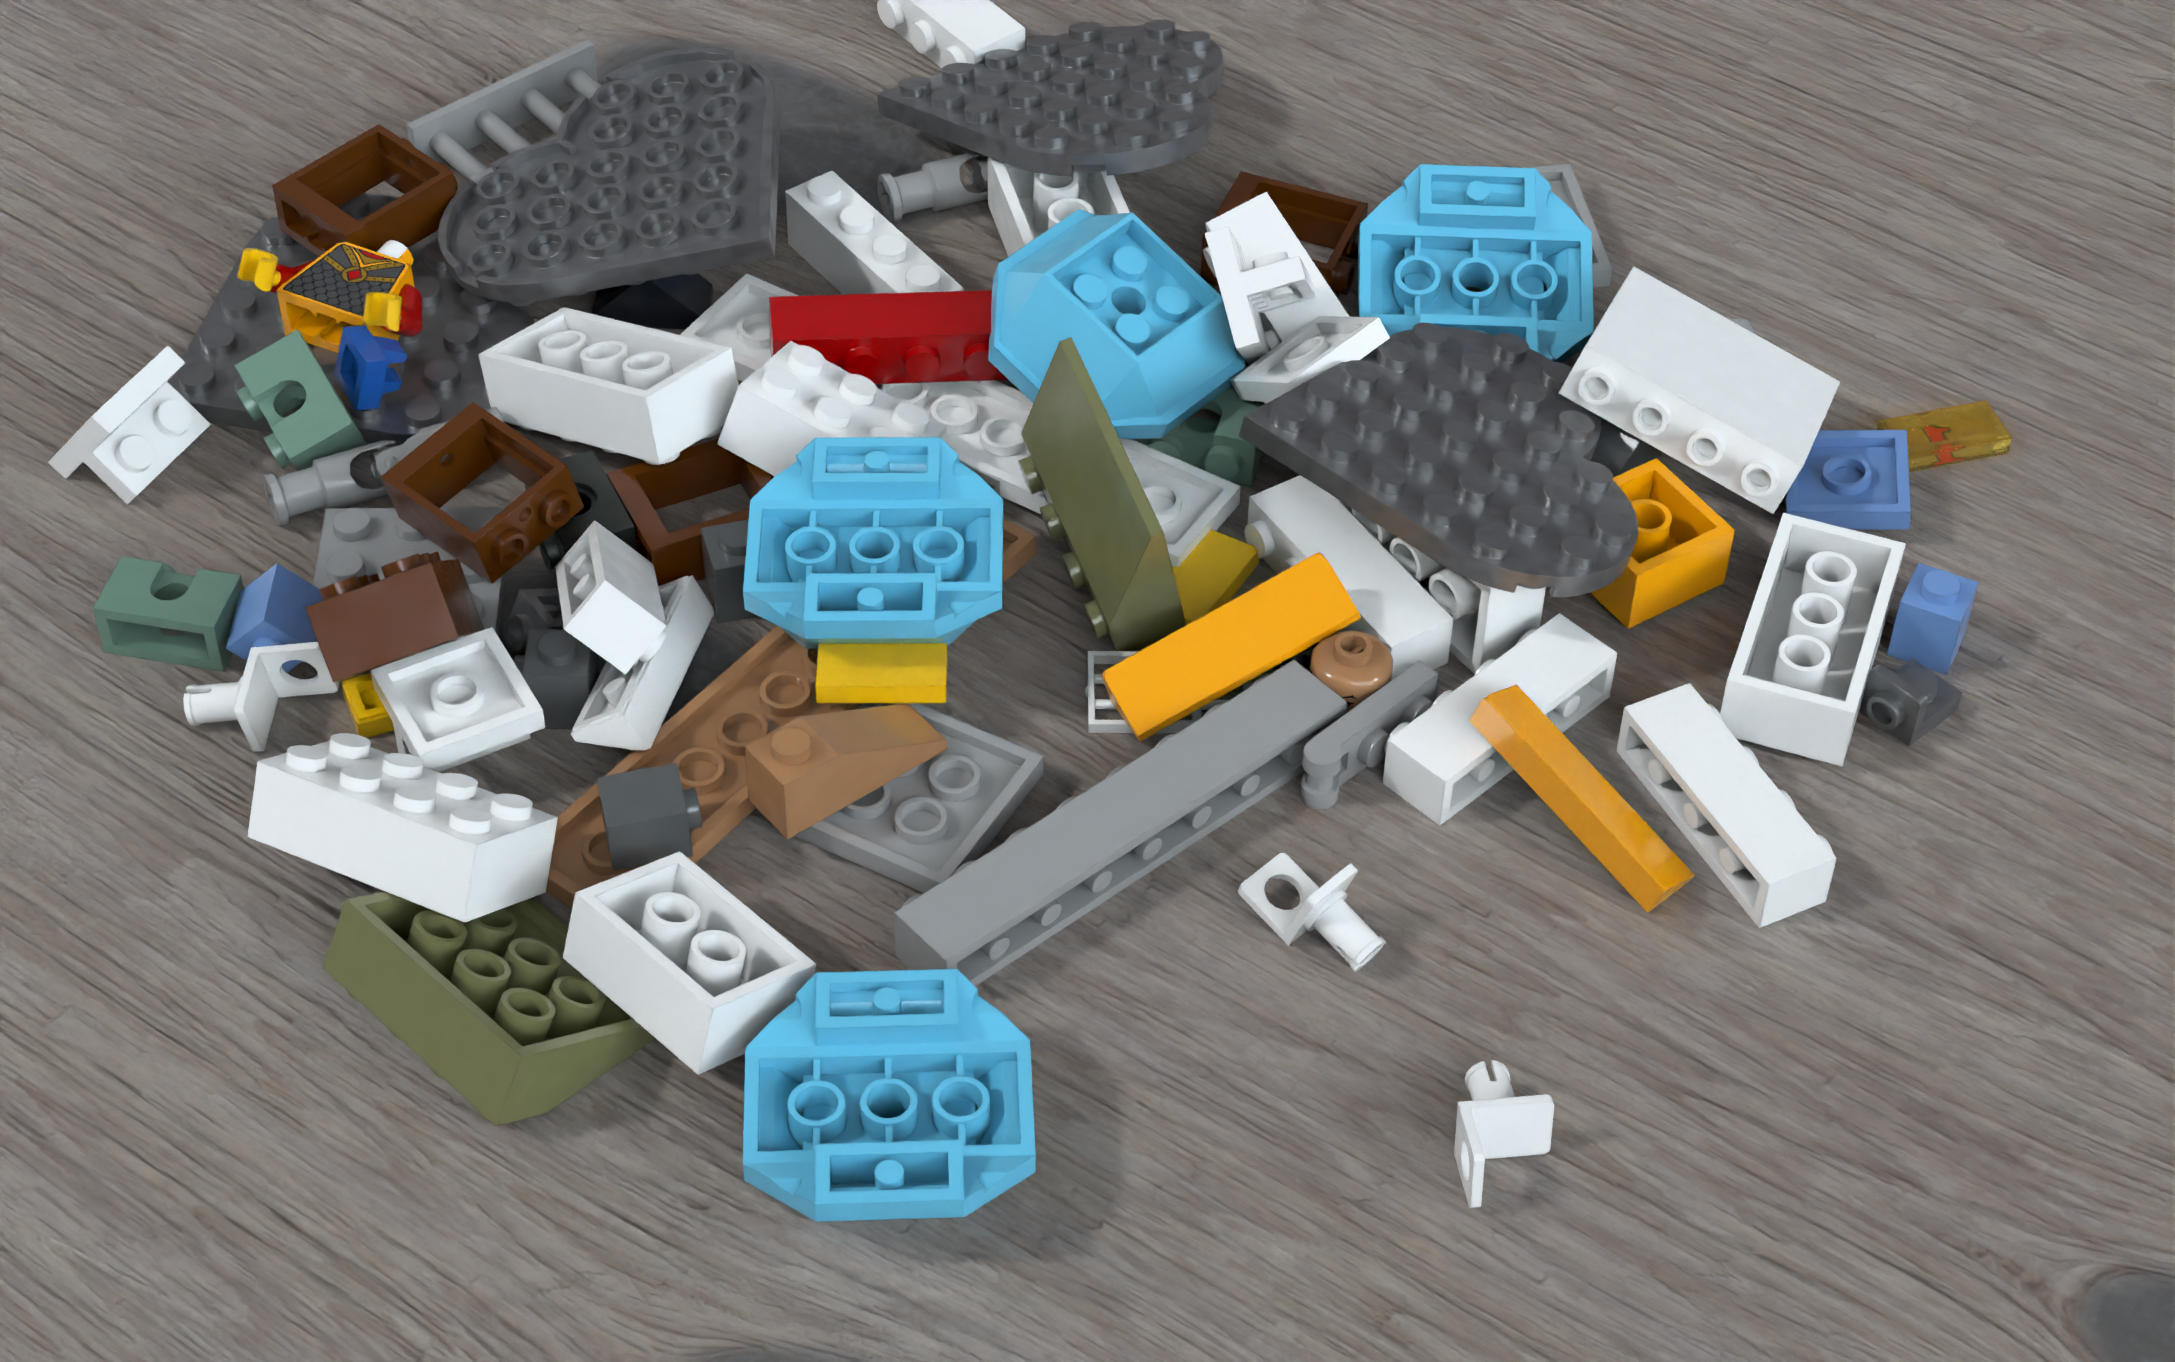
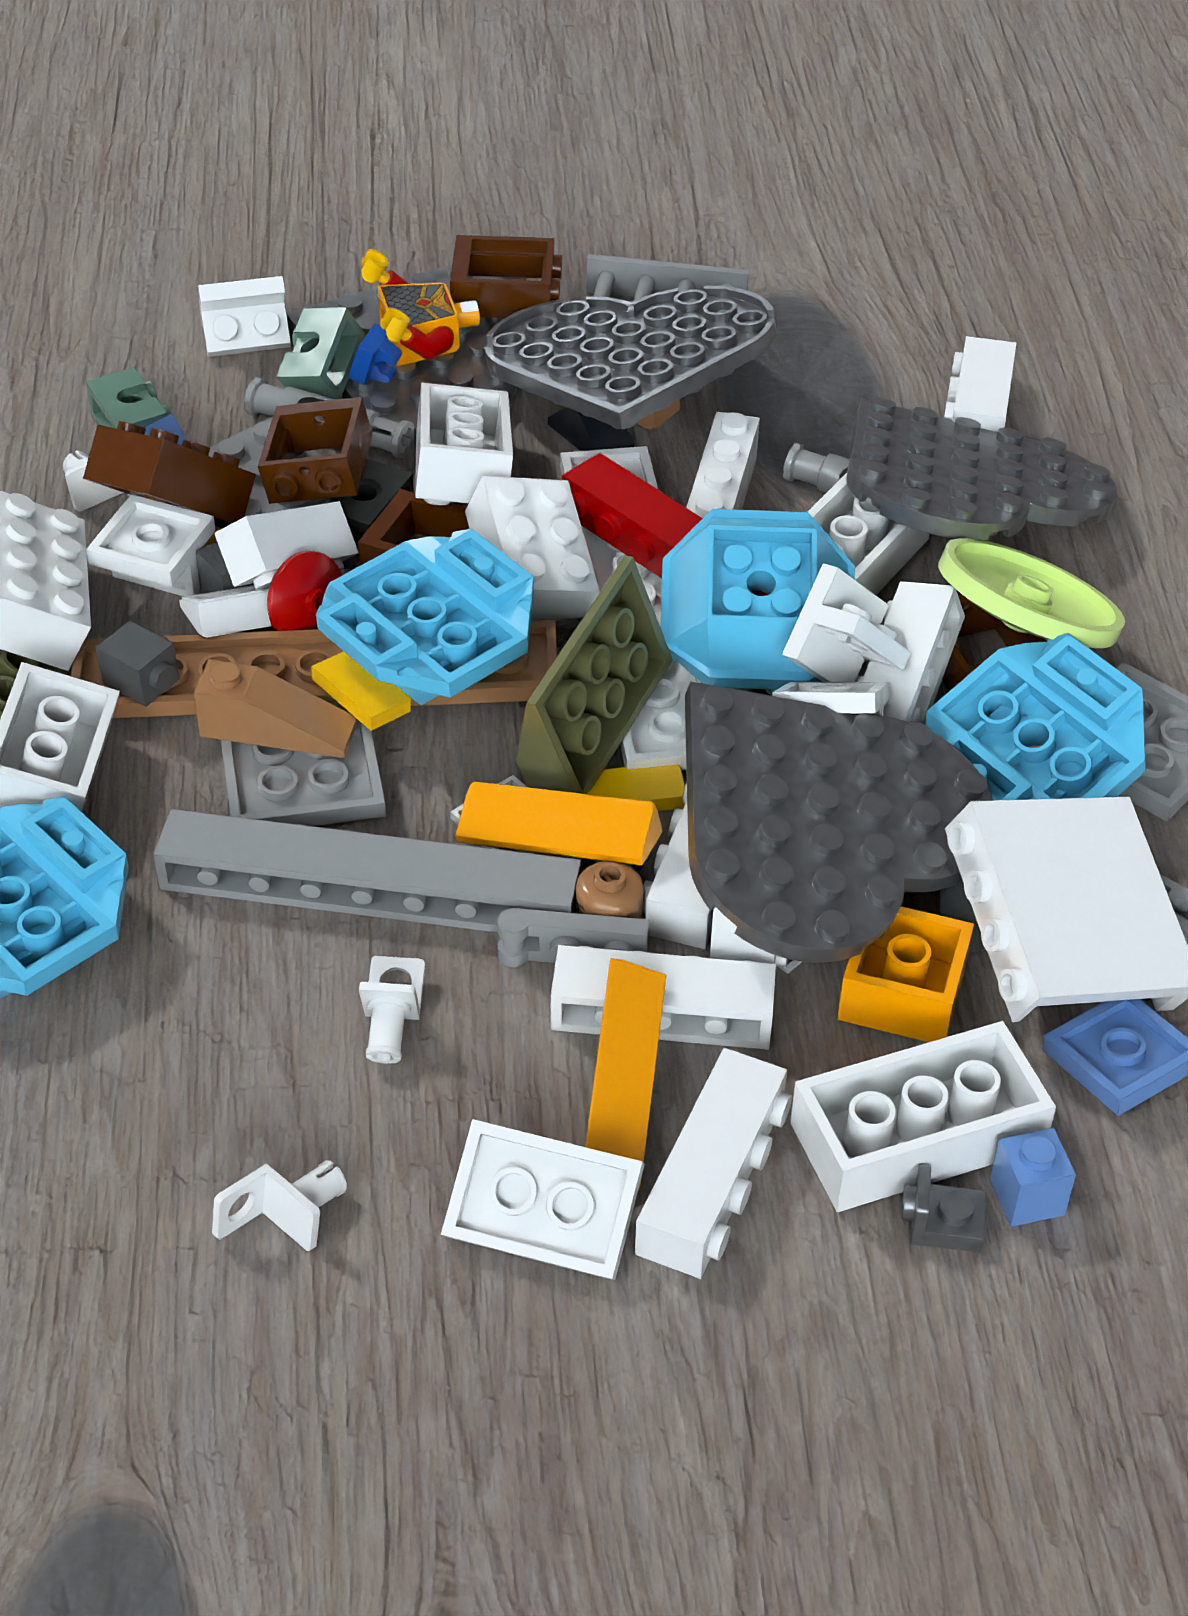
camera: 50 degrees right, 0 degrees up
(693, 632) = (299, 590): none -> red dish
(1313, 161) = (1030, 593): none -> yellowish green dish
(1673, 937) = (543, 1199): none -> white plate

